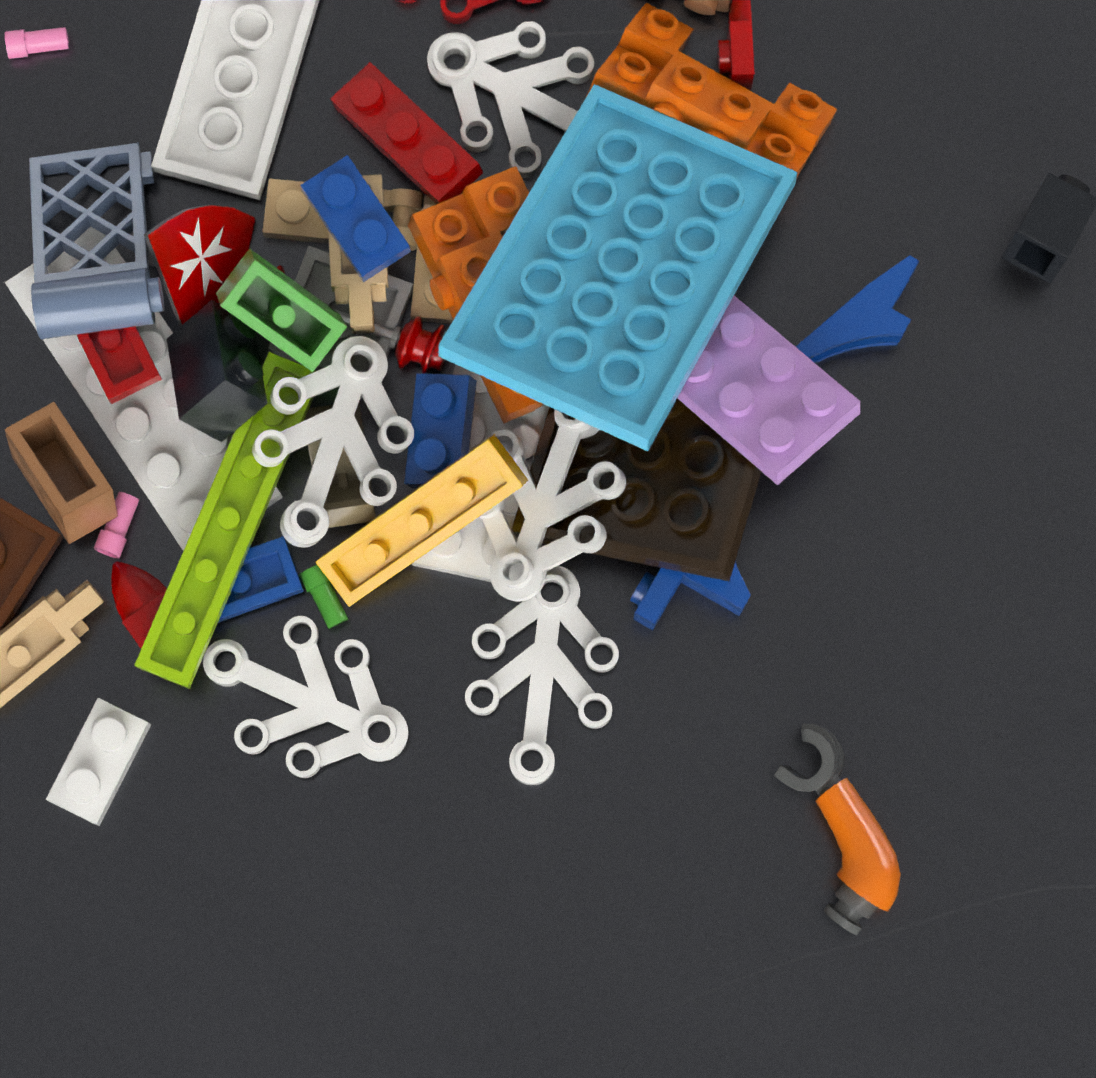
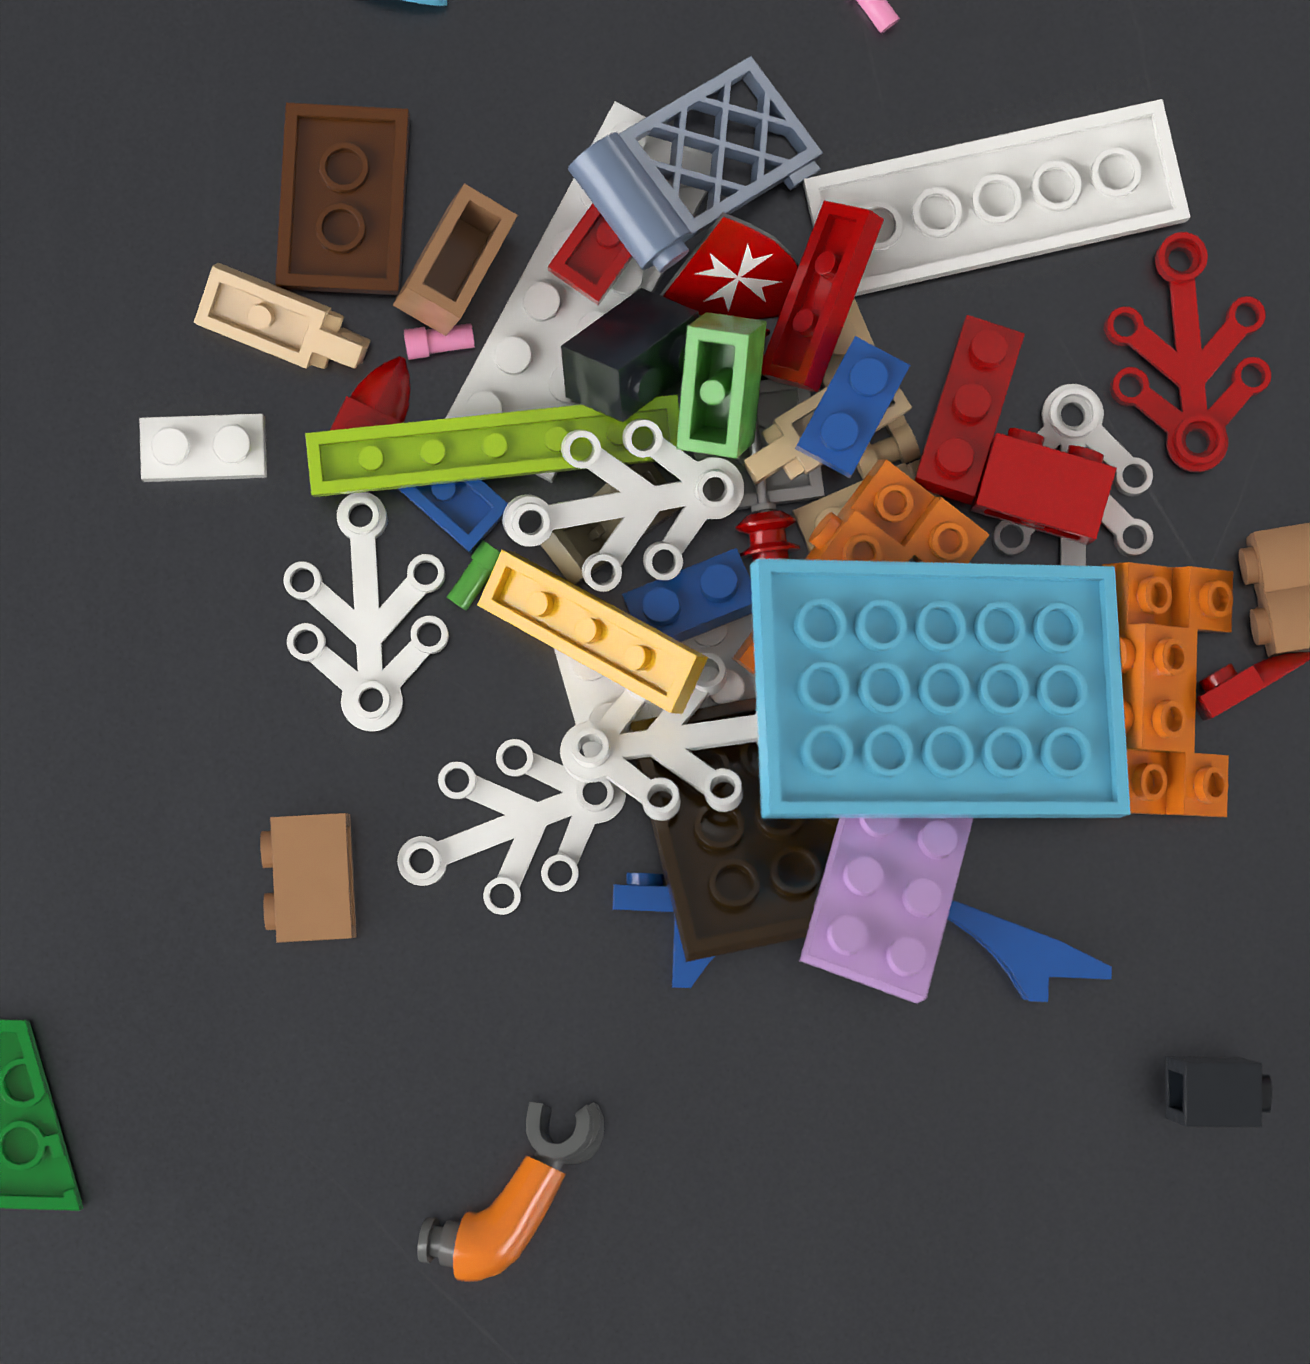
camera: 55 degrees right, 5 degrees up
(252, 198) = (821, 295): none -> red plate
(498, 857) = (310, 877): none -> medium nougat piece
(501, 106) = (1044, 486): none -> red brick

